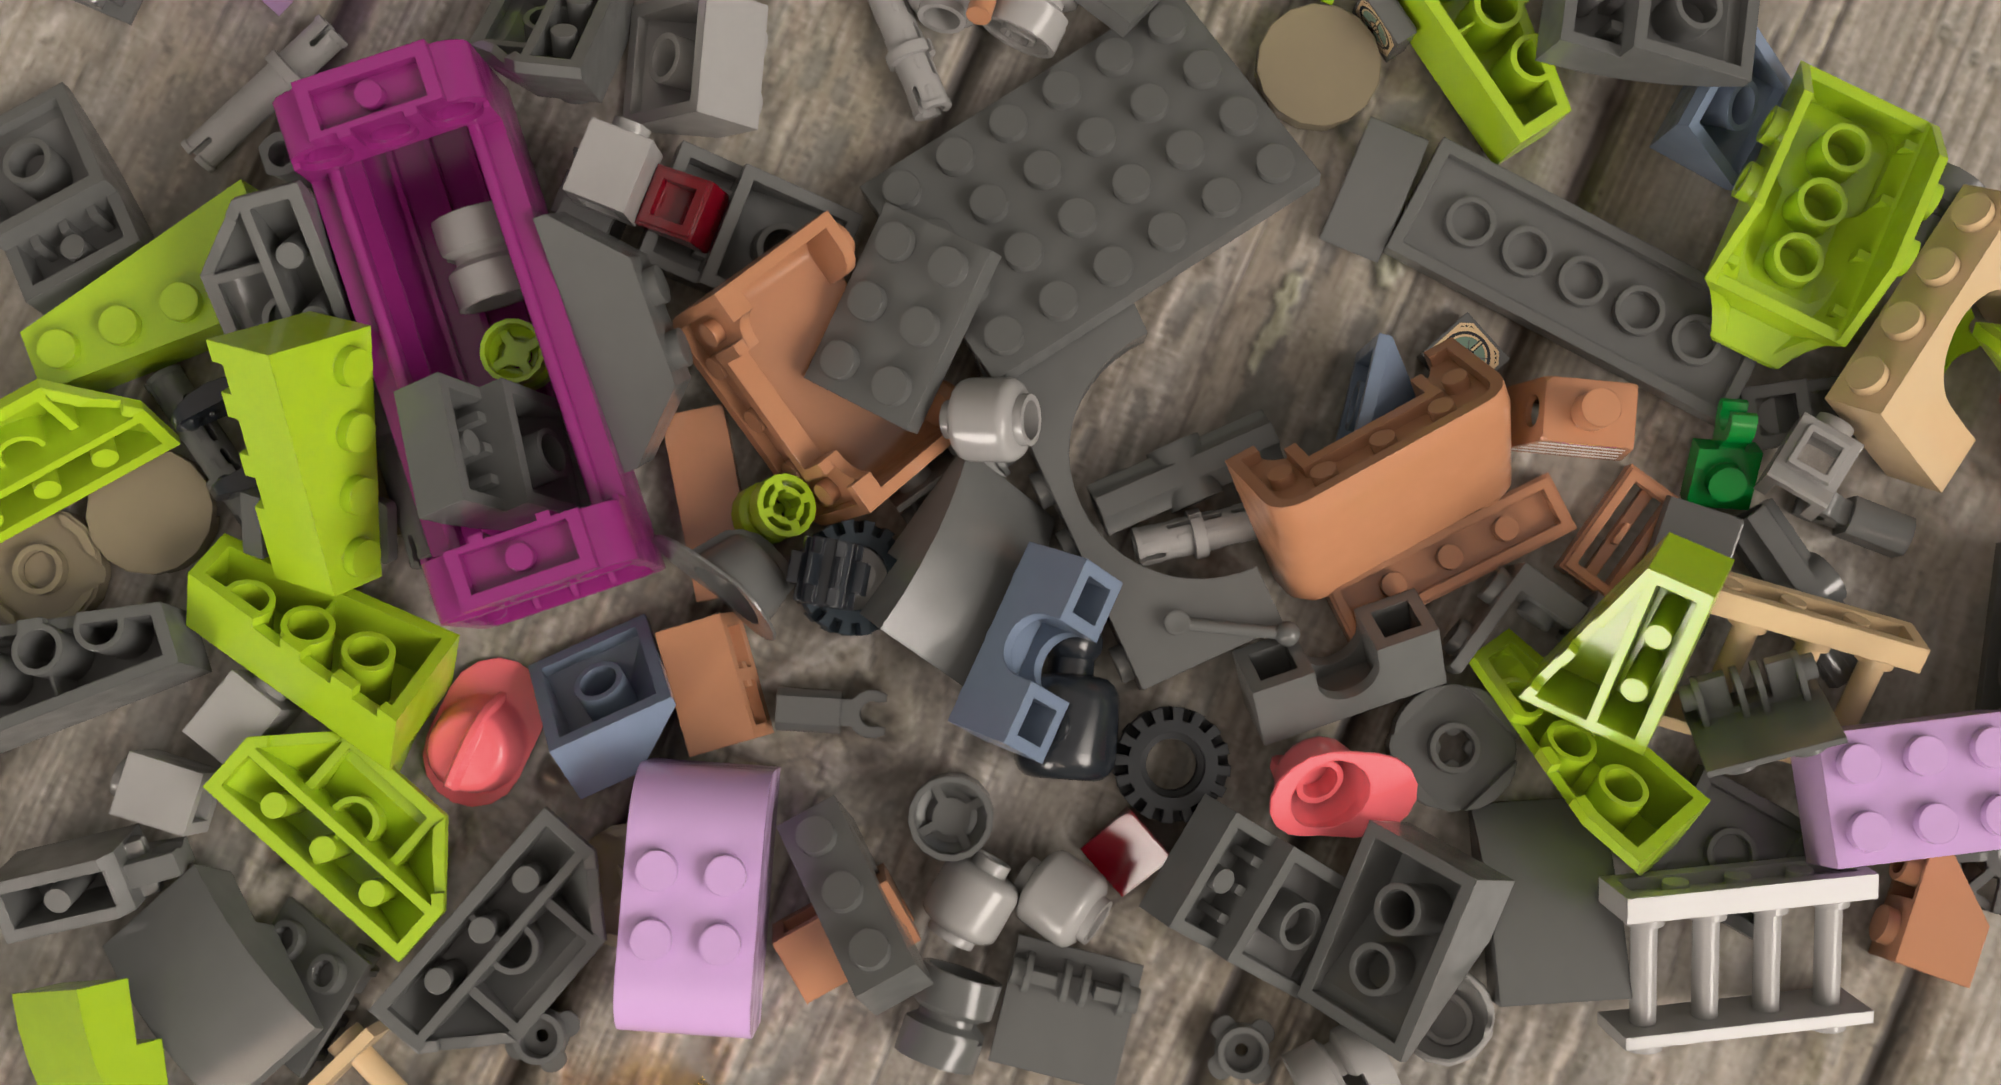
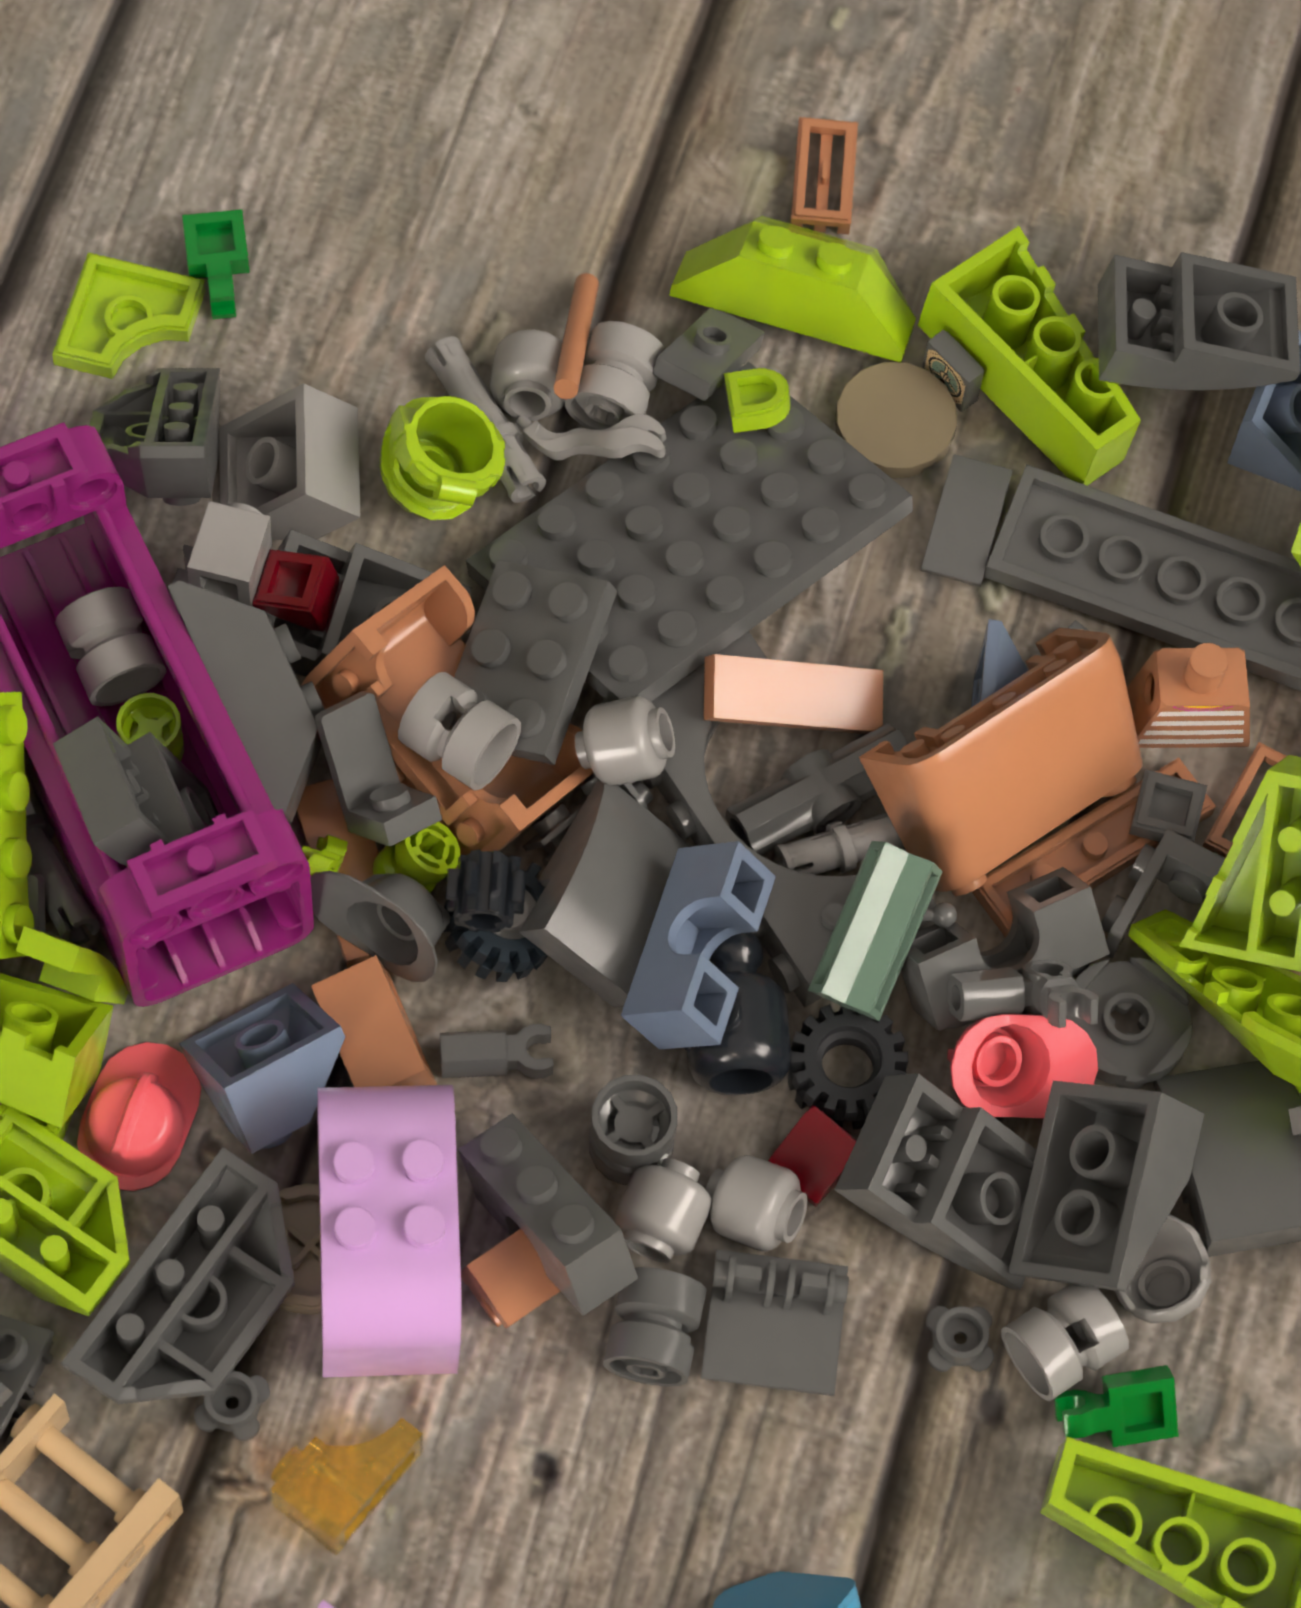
camera: 10 degrees left, 20 degrees down
(400, 595) = (73, 967): none -> lime slope
(681, 510) = (330, 854): none -> lime piece
(728, 433) = (366, 775): none -> dark grey bracket
(836, 415) = (452, 727): none -> light grey wheel
(844, 73) = (440, 456): none -> lime helmet
(1026, 74) = (624, 438): none -> light grey hair
(1168, 374) = (792, 694): none -> tile
(1176, 41) = (756, 398): none -> lime tile
(1214, 650) = (875, 929): none -> sand green piece
(1372, 723) = (1041, 989): none -> dark grey bar
(1529, 531) = (1167, 804): none -> dark grey tile

